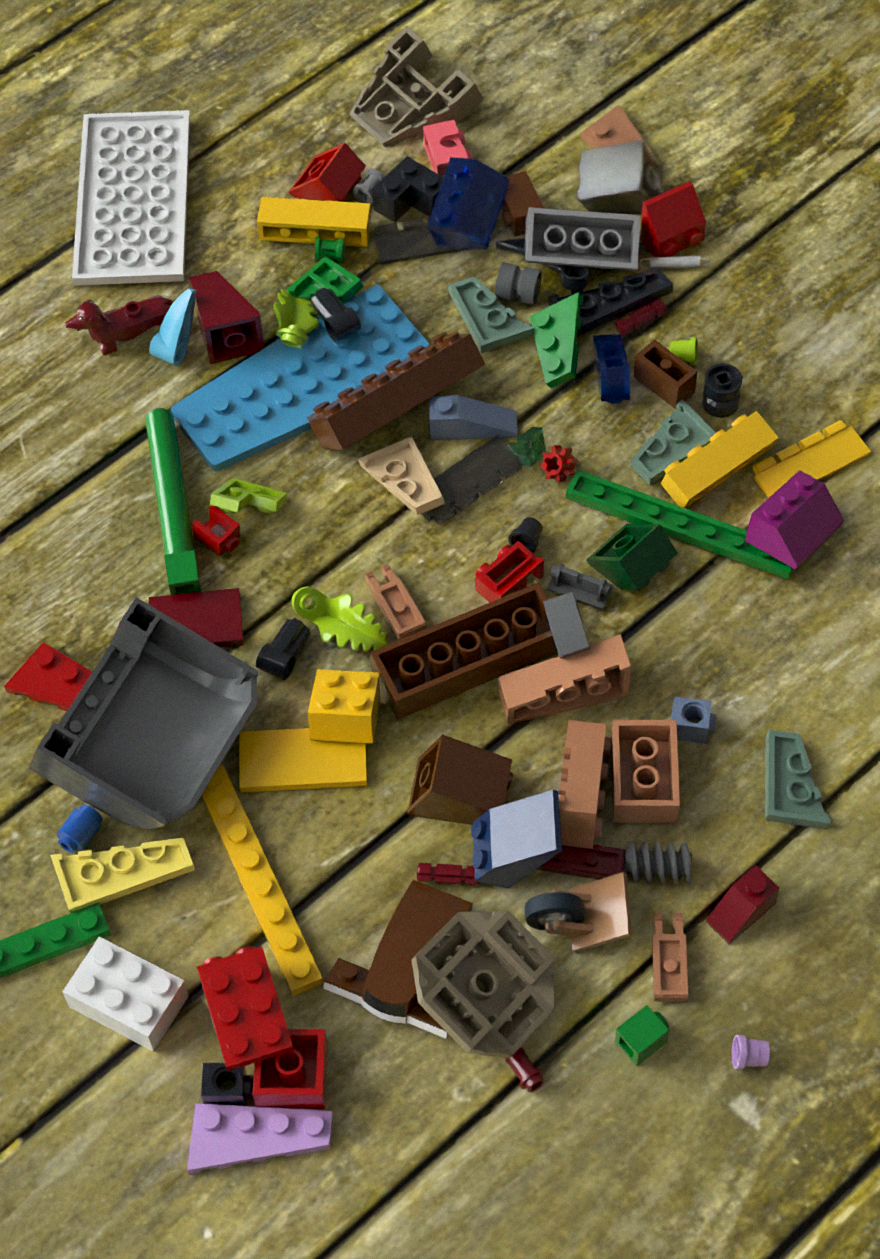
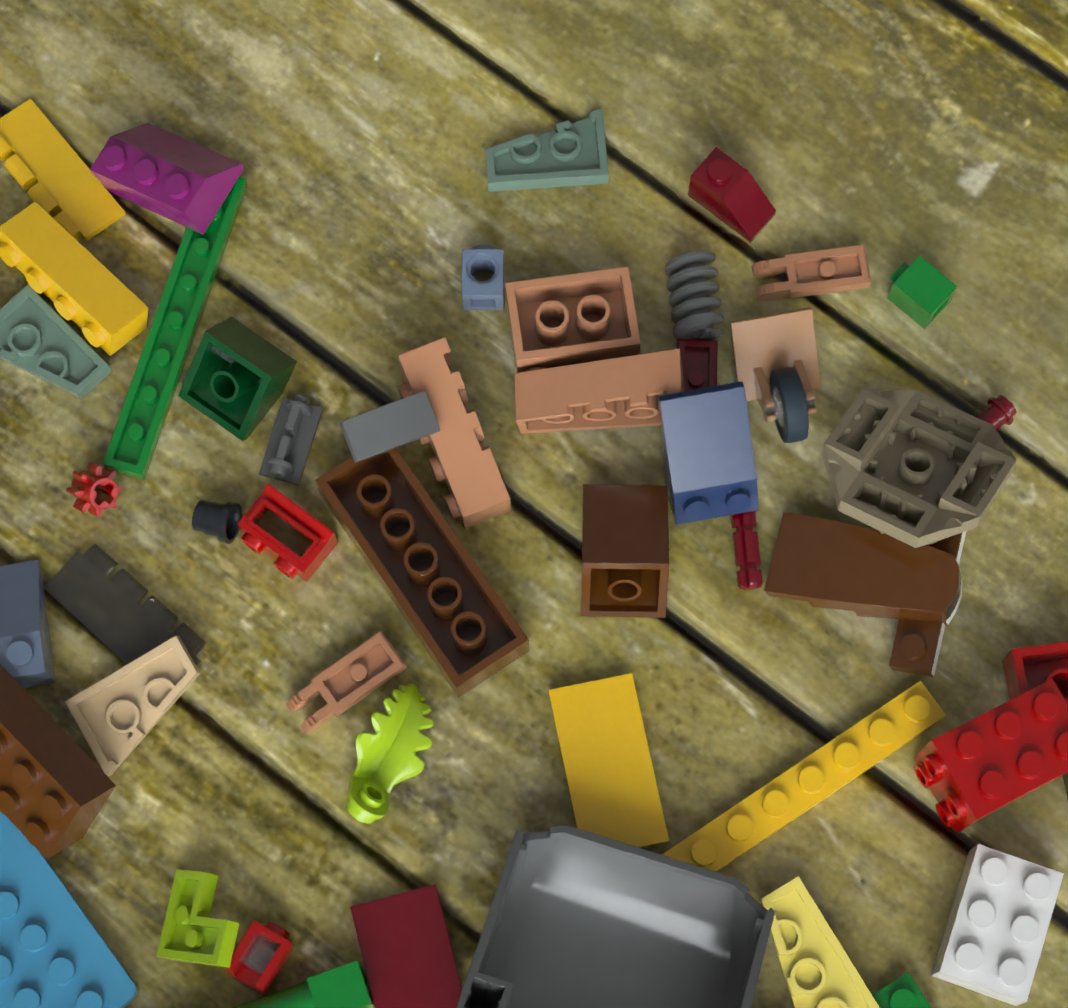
camera: 100 degrees left, 15 degrees up
(281, 654) = (455, 825): black piece -> none
(344, 706) = (534, 714): yellow brick -> none
(529, 446) = (67, 532): clear green tile -> none
(749, 1052) = (917, 175): lavender piece -> none

